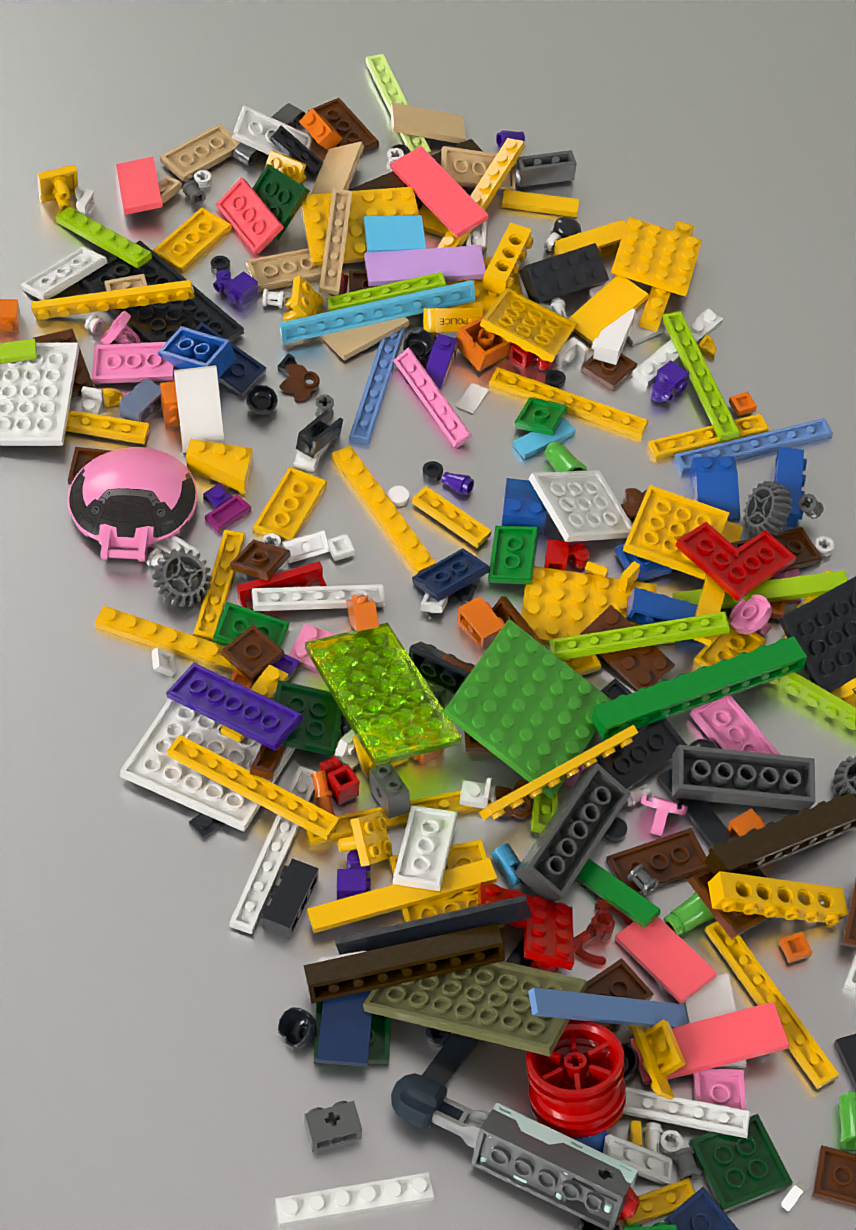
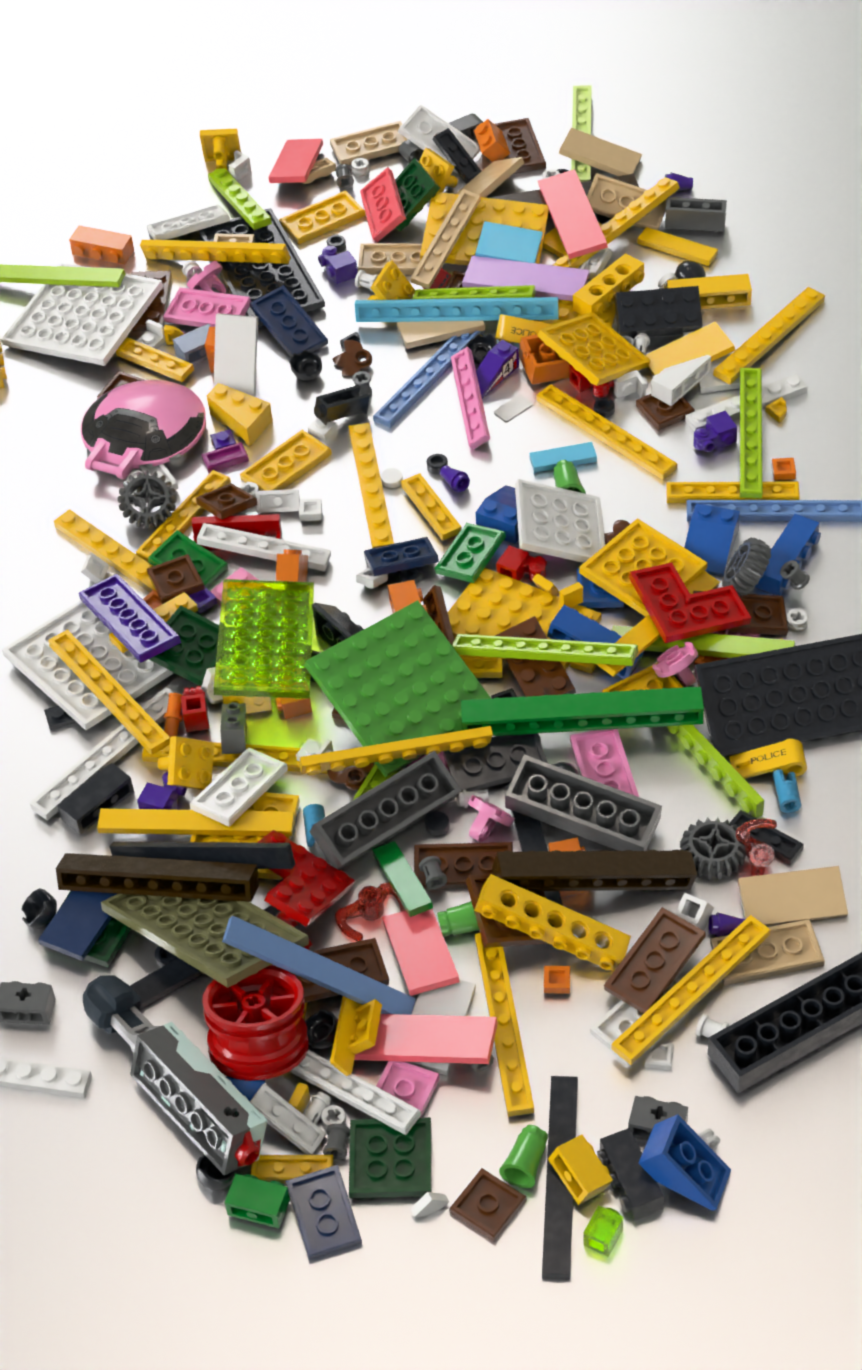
camera: 30 degrees right, 5 degrees down
(197, 349) = (273, 311): blue slope -> none
(267, 762) = (134, 672): reddish brown tile -> none
(541, 416) = (568, 436): green tile -> none
(656, 256) = (763, 313): yellow plate -> none

